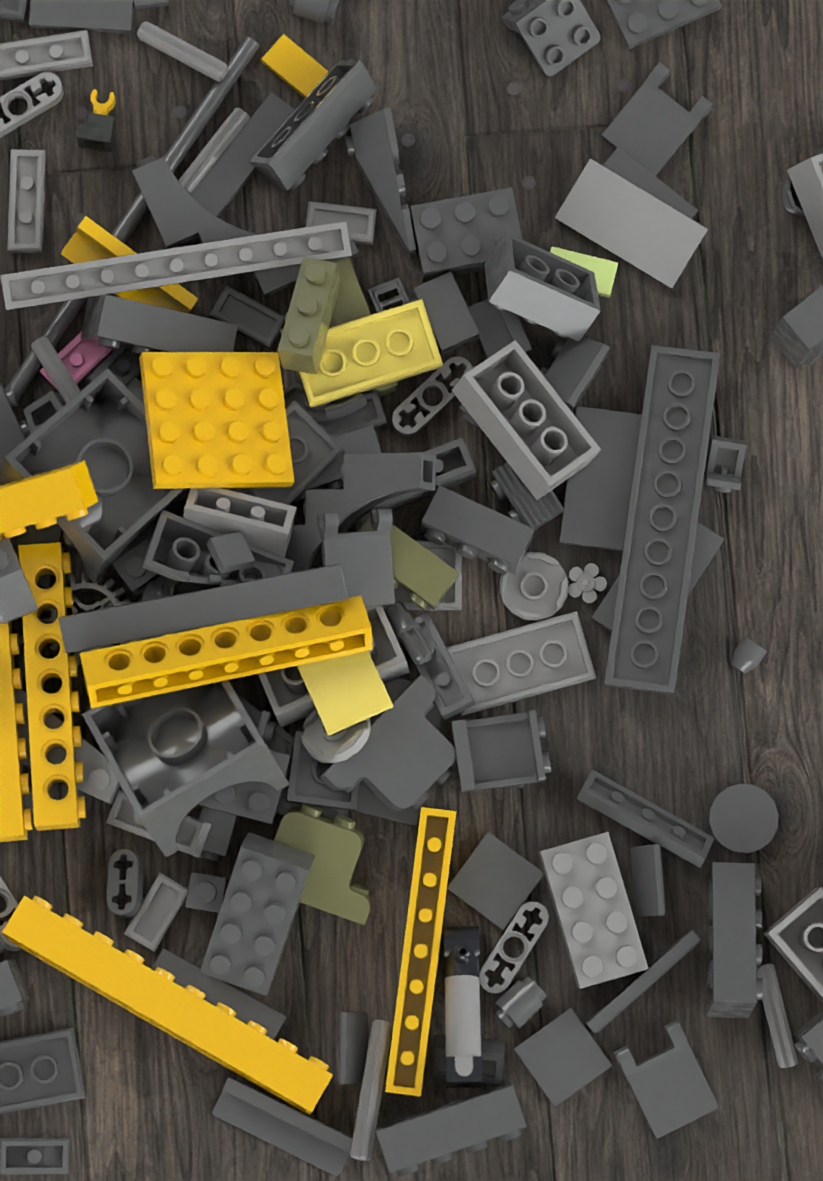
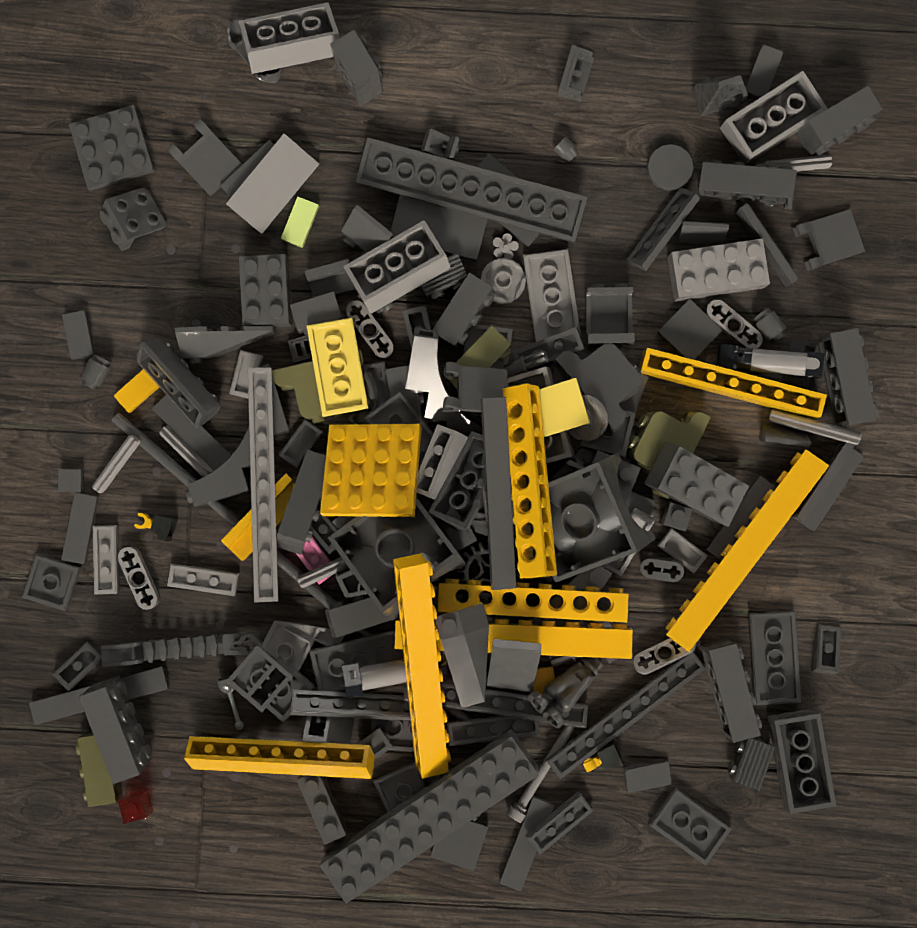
camera: 80 degrees left, 5 degrees up
(230, 552) = (463, 470): dark grey tile -> none
(309, 315) = (308, 400): olive brick -> none
(541, 287) = (309, 244): dark grey brick -> none
(562, 1057) = (806, 303): dark grey tile -> none

